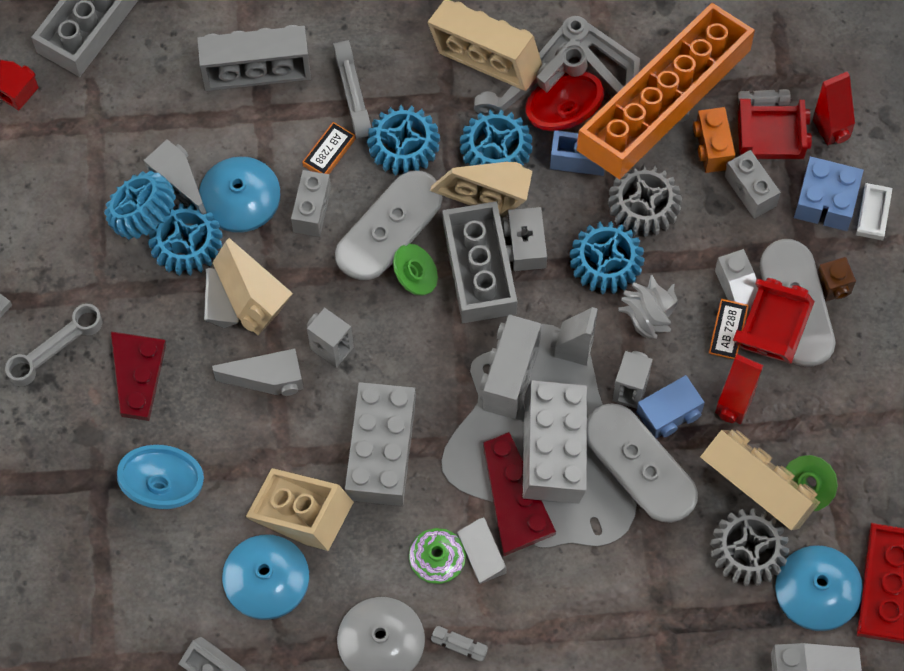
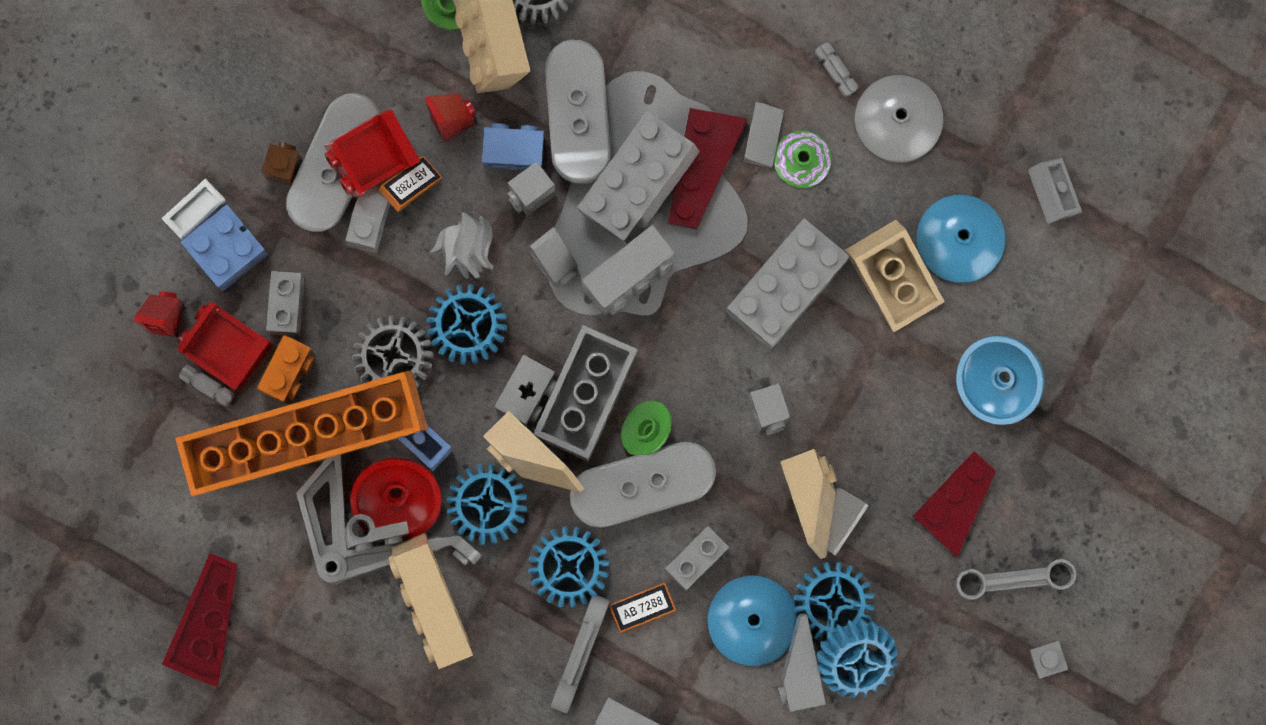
camera: 150 degrees left, 15 degrees up
(268, 373) = (841, 417): light grey slope -> none

